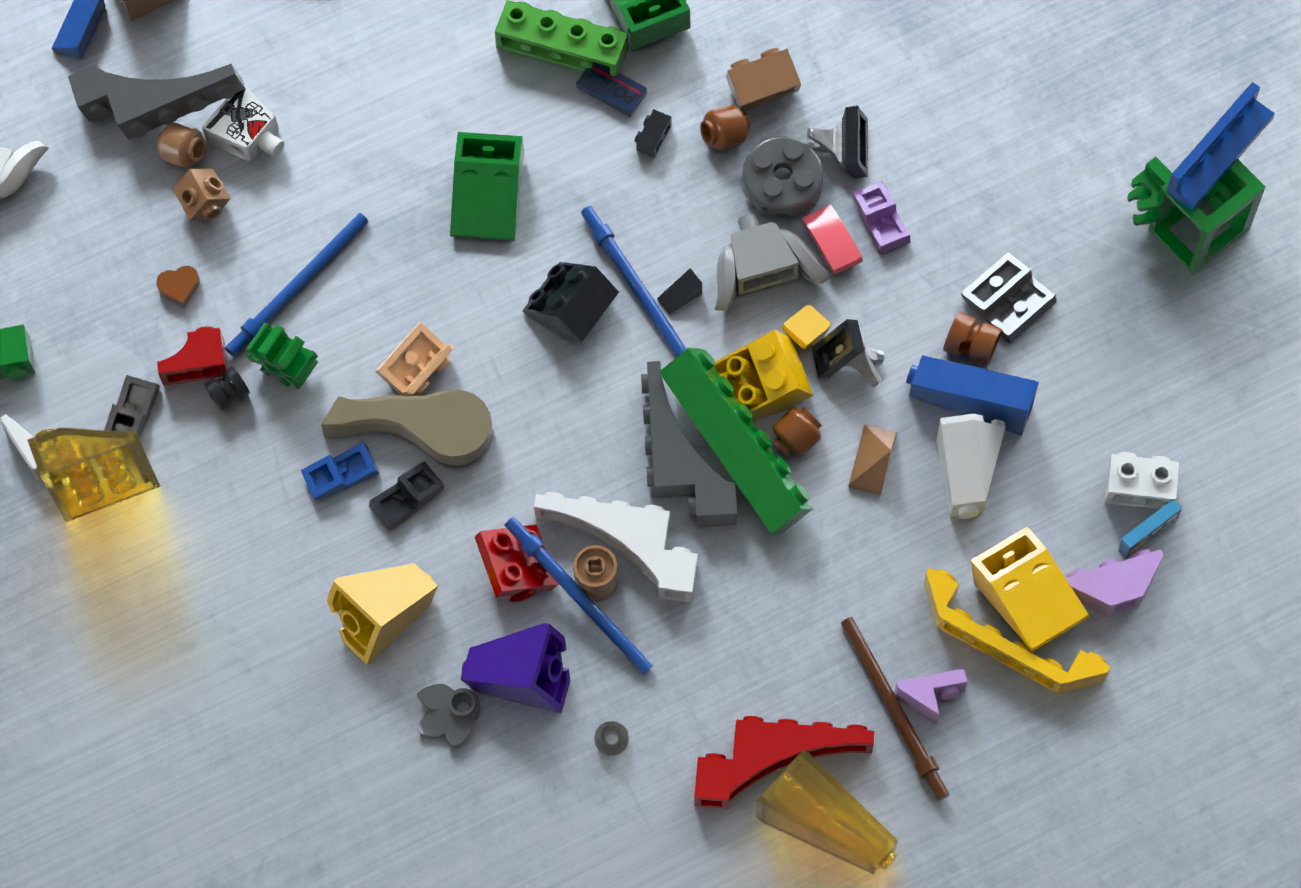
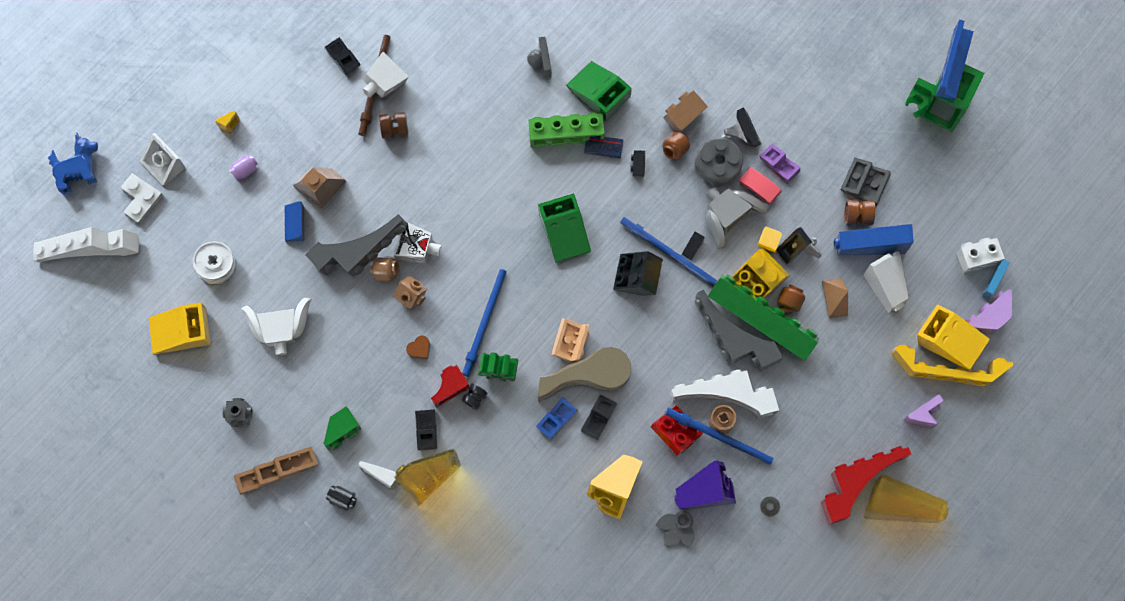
camera: 25 degrees left, 5 degrees up
(925, 764) = (939, 454): reddish brown bar -> none

